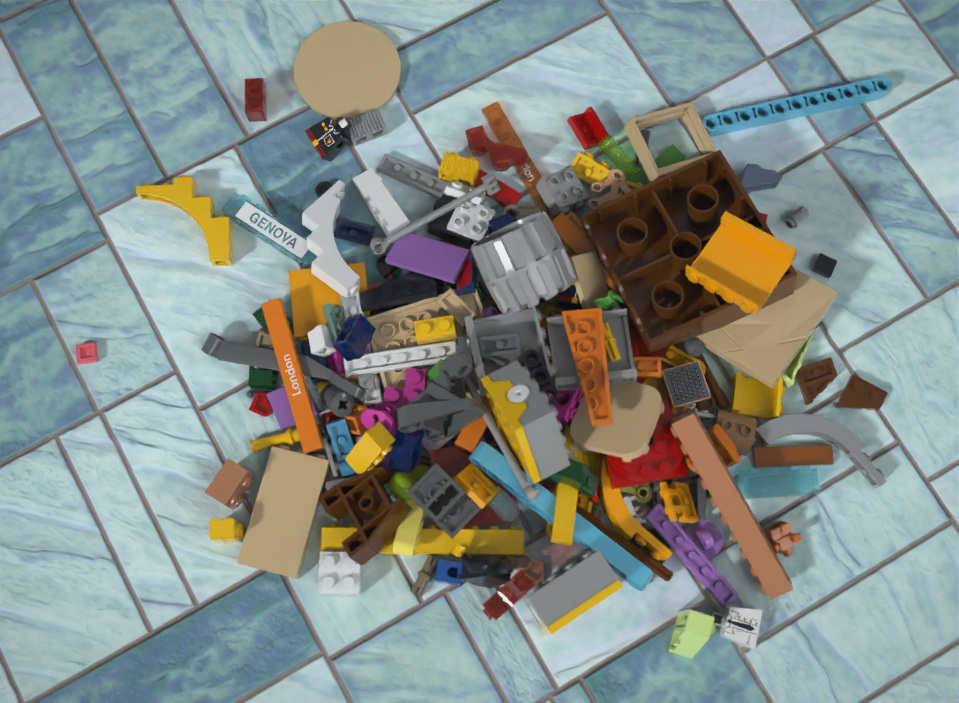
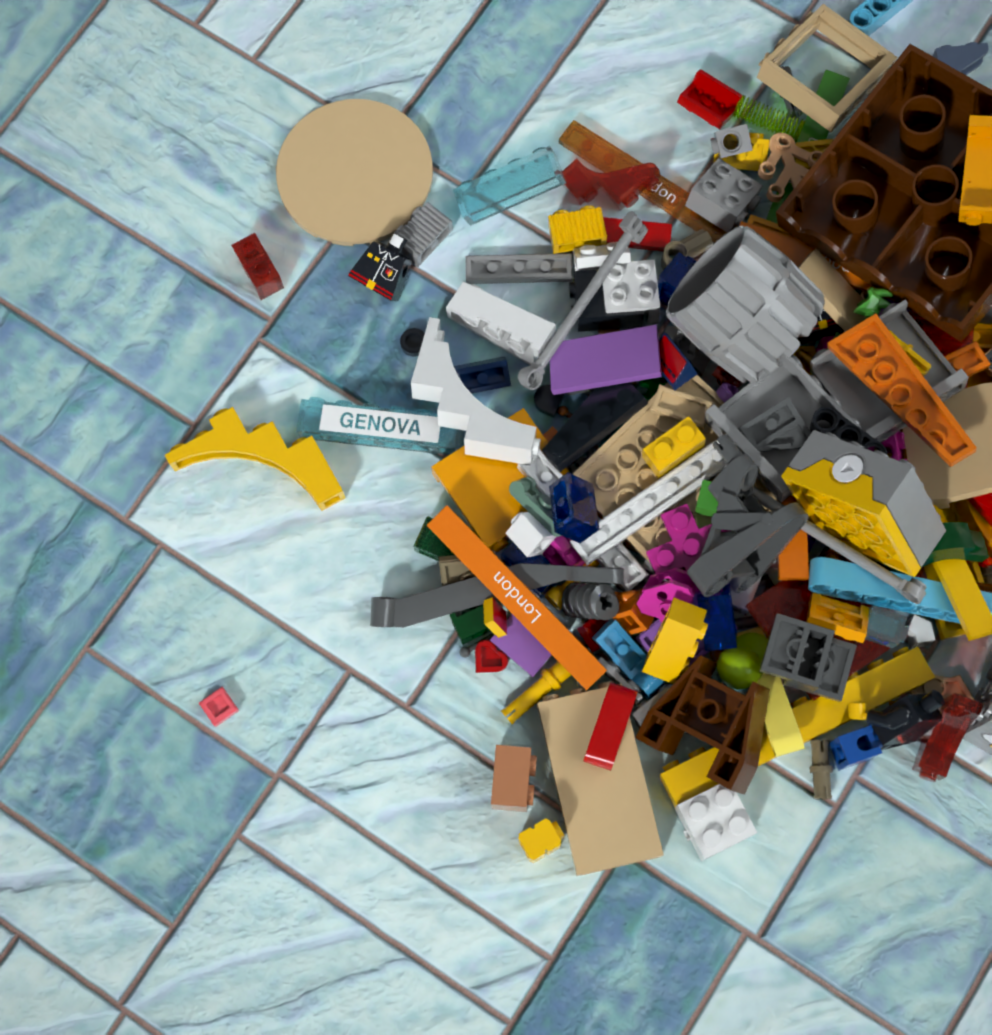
camera: 20 degrees left, 0 degrees up
(274, 381) = (495, 617): none -> tile
(305, 482) = (610, 726): none -> red beam
(432, 122) = (509, 185): none -> clear light blue brick
(531, 521) = (920, 632): none -> white piece
(591, 162) = (742, 135): none -> light grey brick

